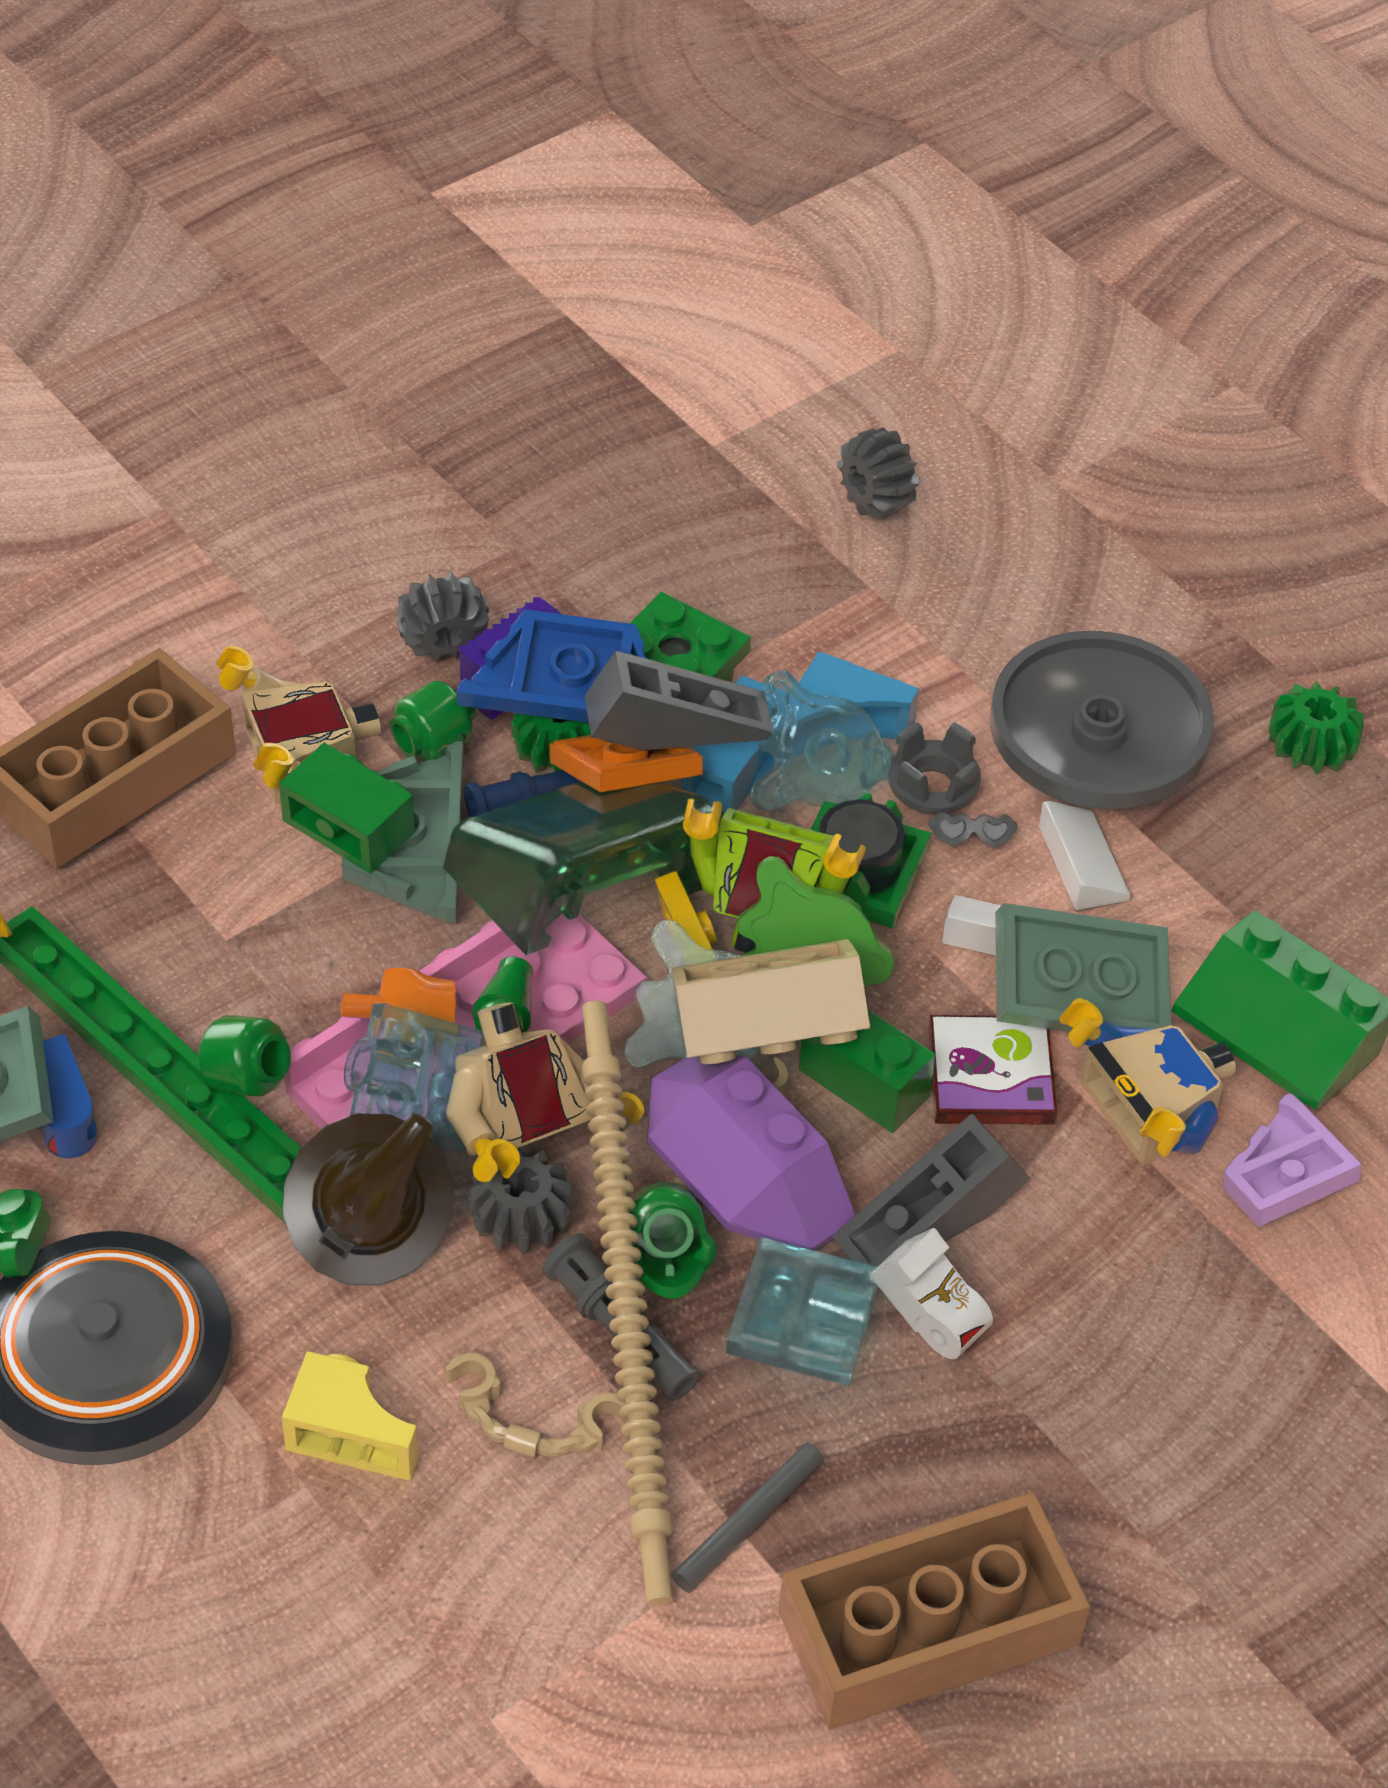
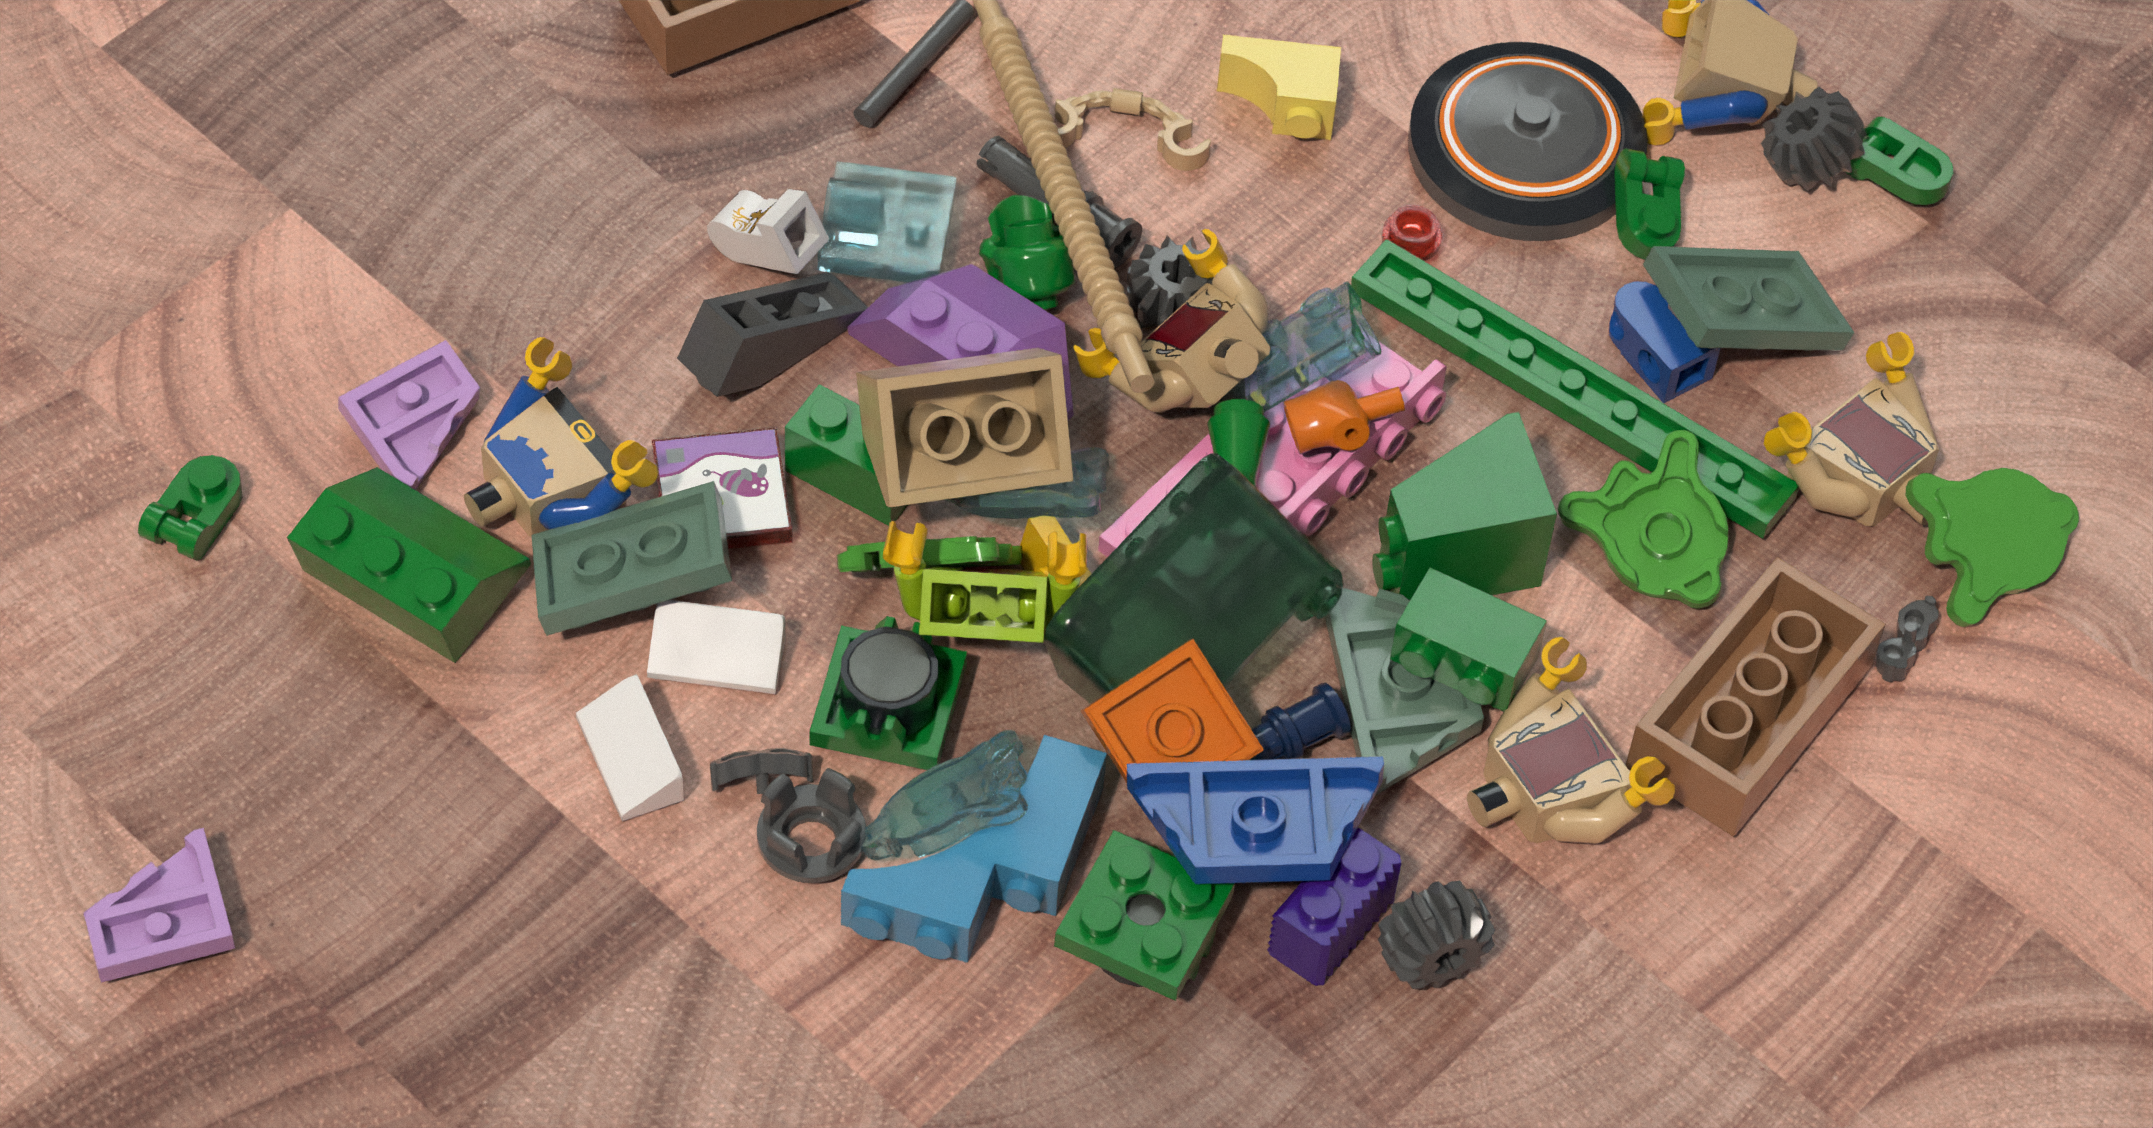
camera: 170 degrees right, 5 degrees up
(132, 922) = (1657, 527): none -> bright green tile
(244, 1055) = (1483, 348): green head -> none
(260, 1230) = (1417, 223): none -> clear red plate
(316, 910) = (1470, 516): none -> slope
(369, 1198) = (1317, 237): dark brown piece -> none
(431, 721) = (1412, 805): green head -> none
(670, 707) = (1123, 734): dark grey slope -> none
(1101, 719) = (616, 896): dark grey dish -> none
(1316, 727) = (348, 942): green gear -> none

